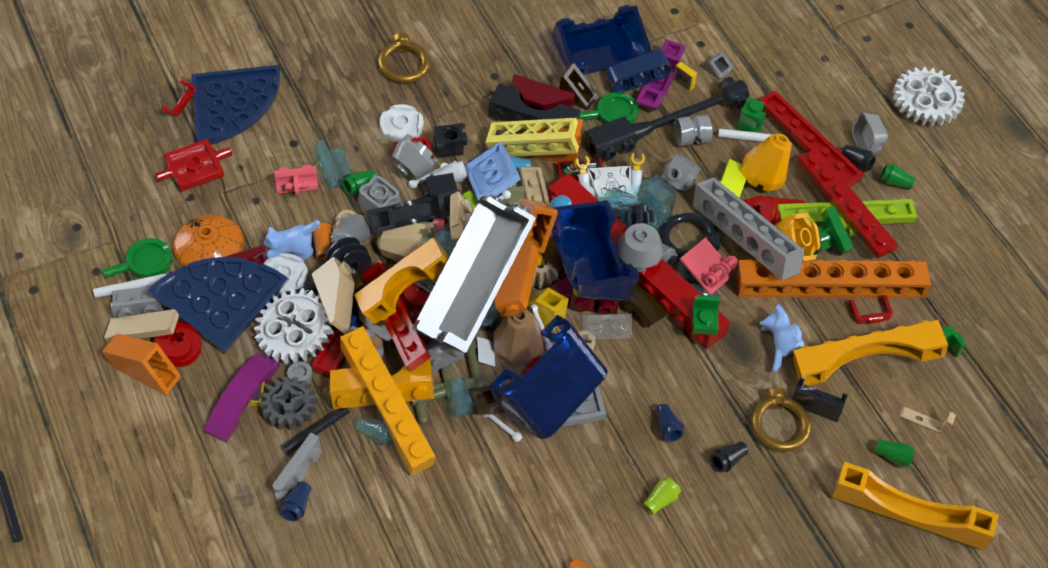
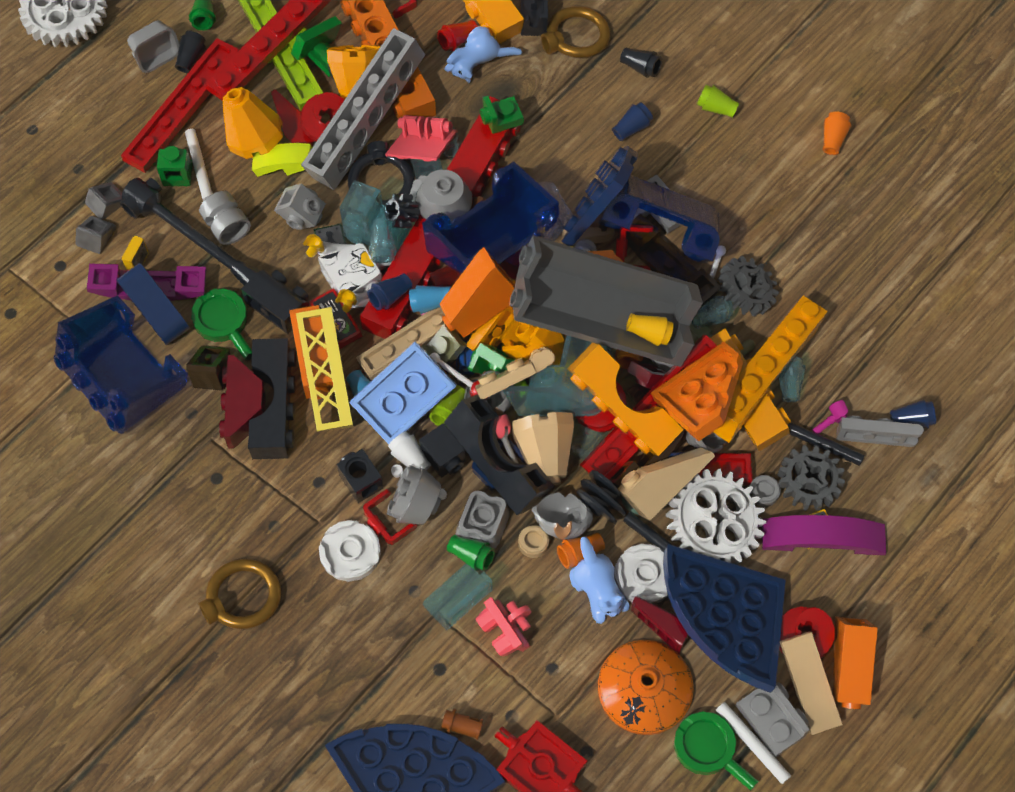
camera: 110 degrees left, 10 degrees up
(248, 136) = (462, 724): none -> dark orange pin
(331, 452) = (838, 411): none -> dark pink hand
(379, 322) = (702, 391): none -> orange plate
(445, 309) = (651, 328): none -> yellow cone
(459, 439) = (748, 286): none -> dark grey gear
(575, 187) = (387, 292): none -> dark blue cone
(590, 334) = (601, 191): none -> dark blue plate
(747, 75) = (103, 199): none -> flat silver slope
(810, 330) = (454, 35): none -> red cone

